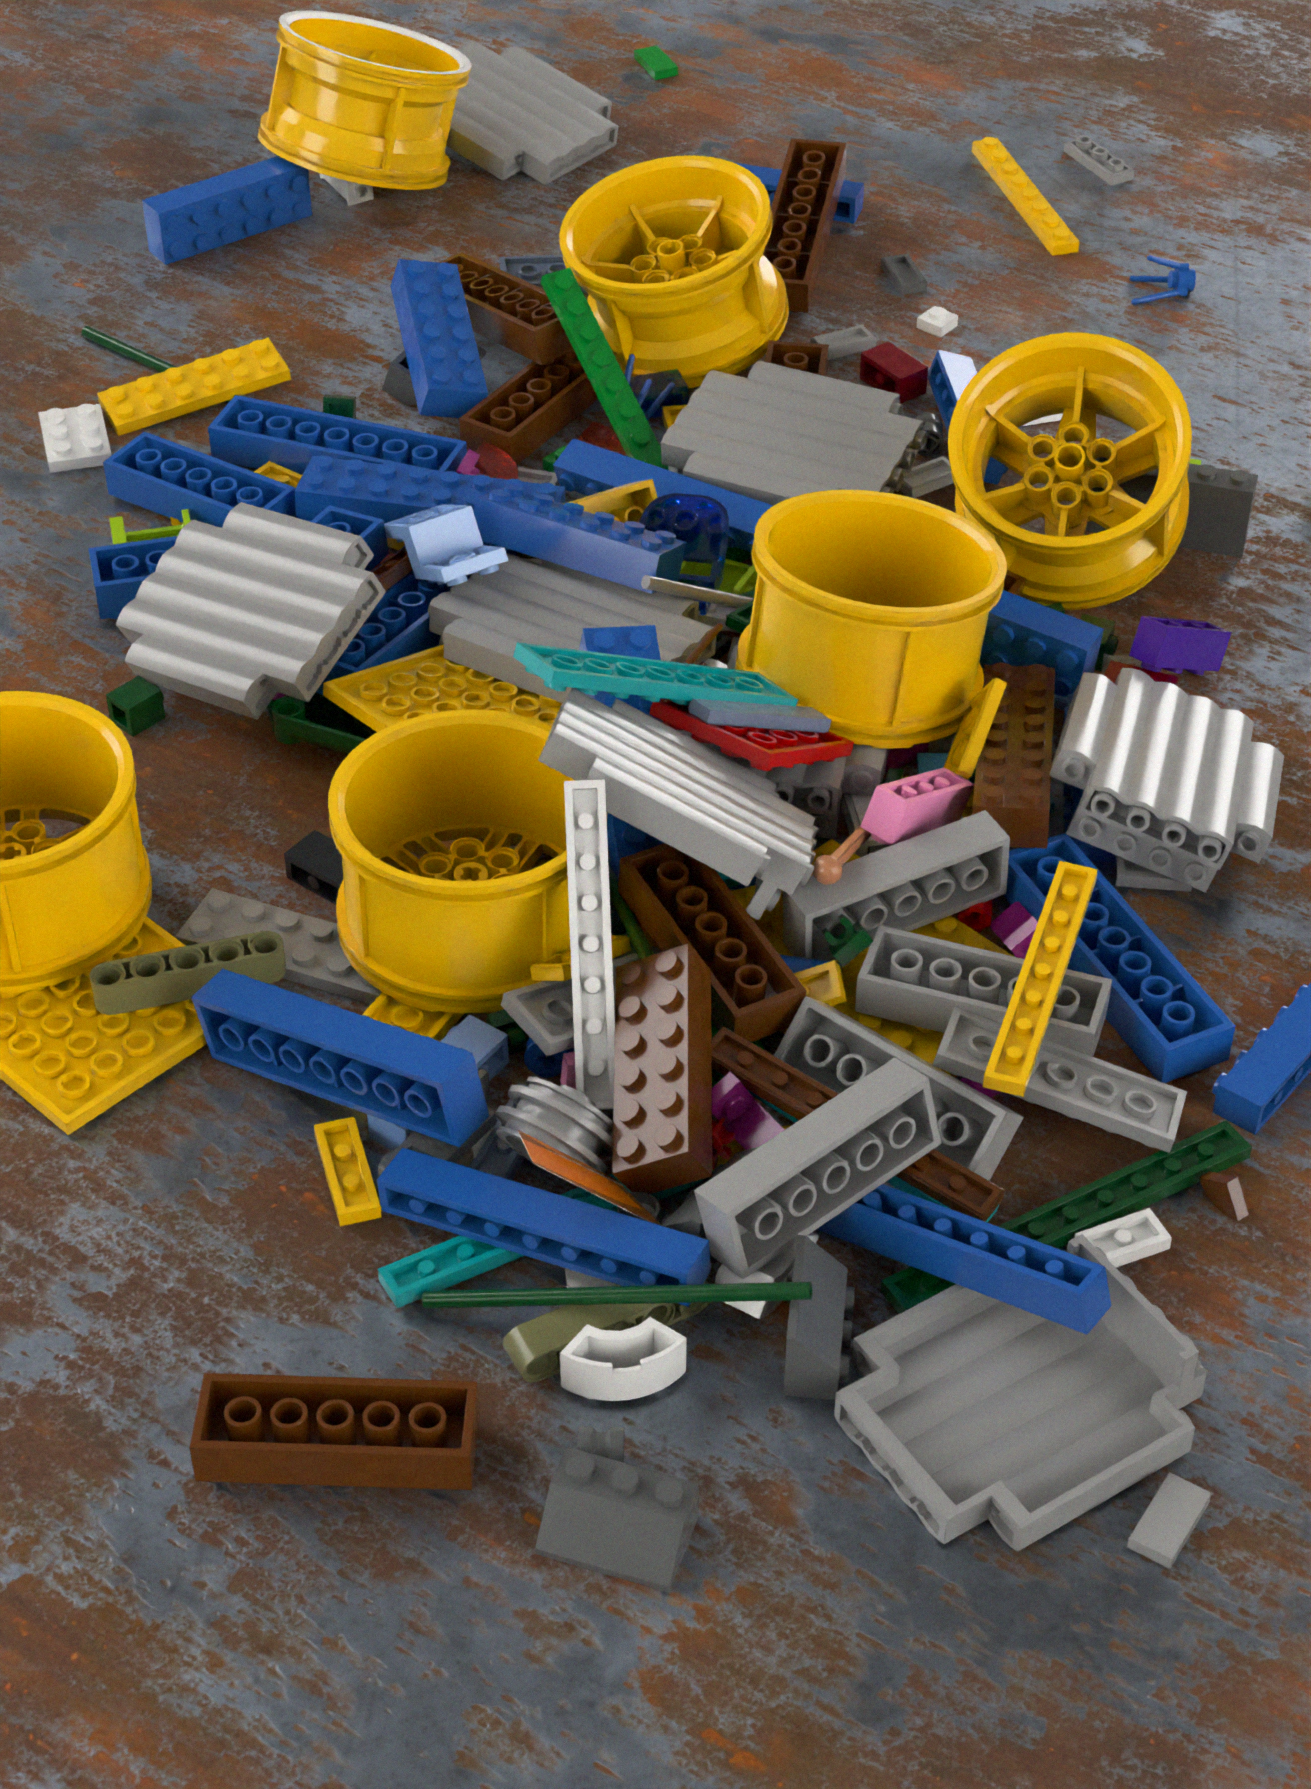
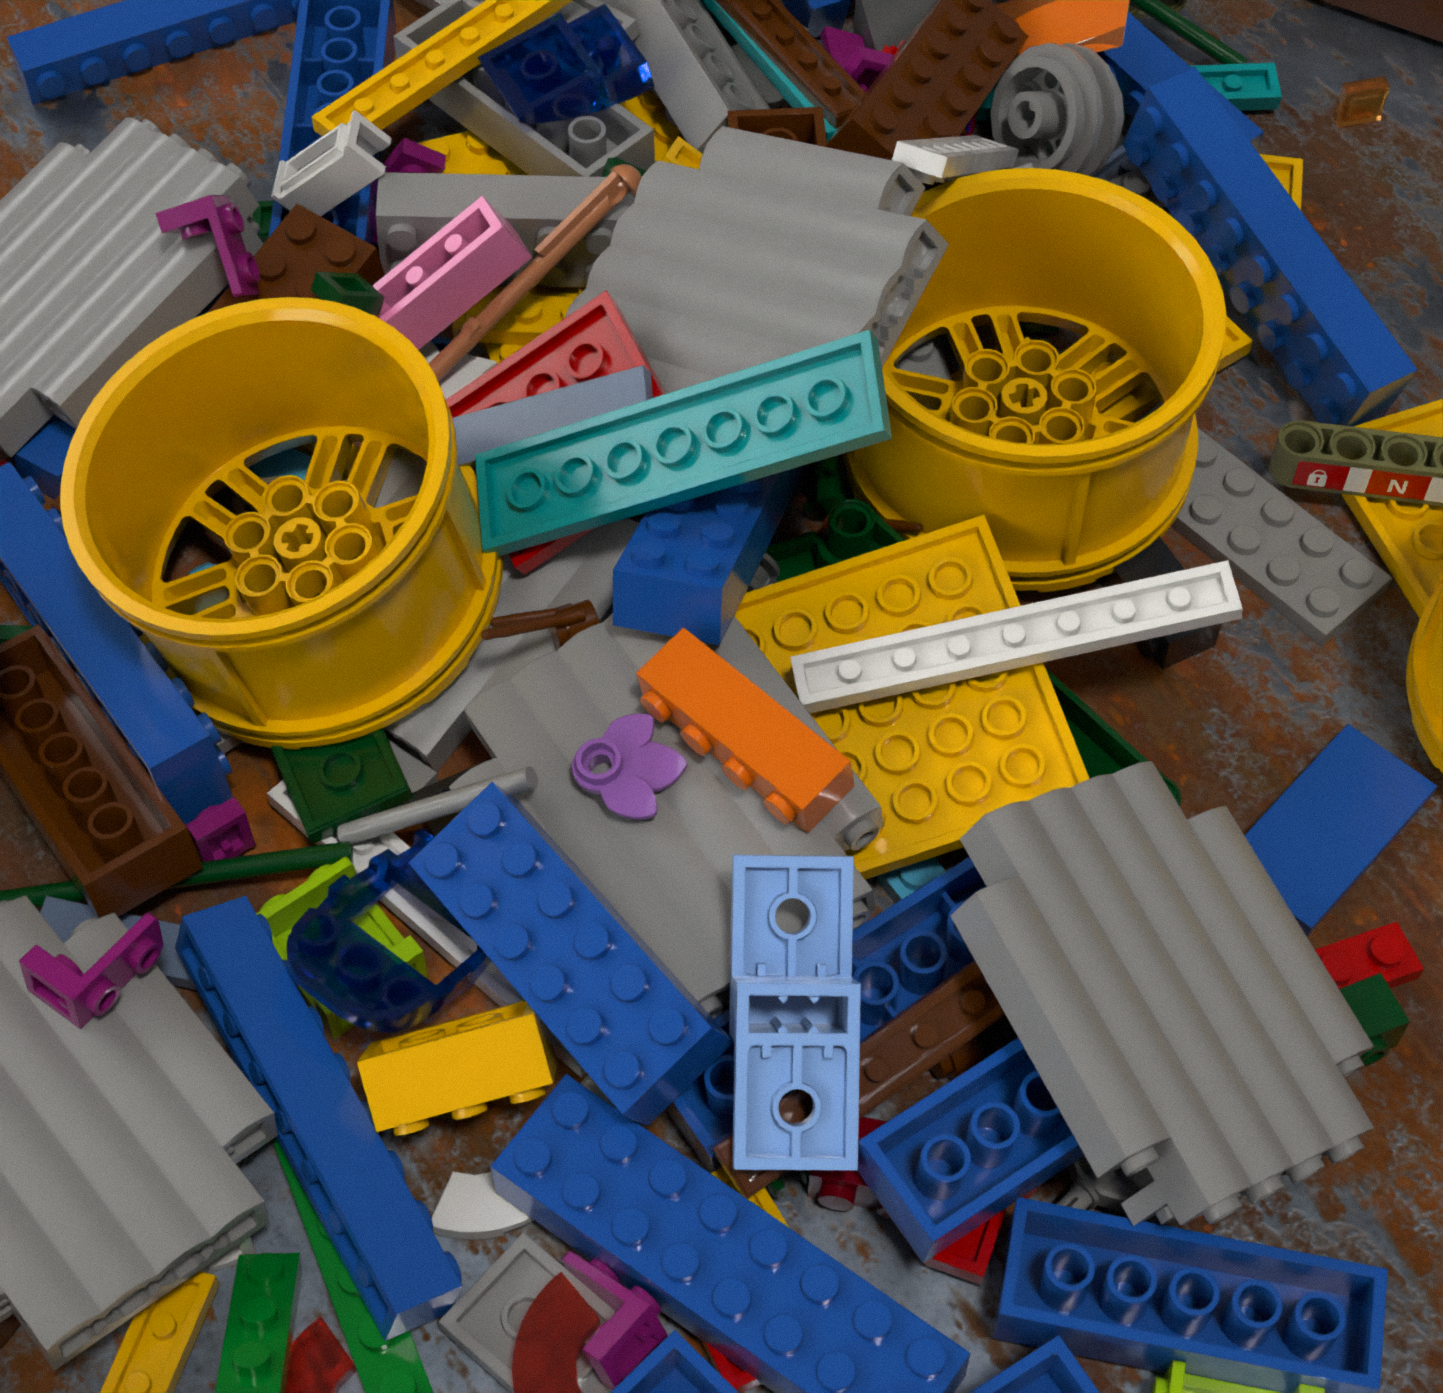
camera: 155 degrees left, 15 degrees up
(152, 736) = (1371, 953): none -> red plate
(183, 795) = (1336, 823): none -> blue tile
(304, 1294) = (1361, 101): none -> clear orange tile
(357, 725) = (1017, 637): none -> white plate
(530, 616) = (745, 731): none -> orange brick
(598, 607) = (636, 769): none -> medium lavender plate
(811, 452) = (80, 995): none -> magenta bracket
(948, 977) = (568, 68): none -> clear blue slope
(961, 765) = (348, 290): none -> dark green tile
(1048, 840) = (332, 167): none -> white window
(1062, 734) = (227, 223): none -> magenta bracket

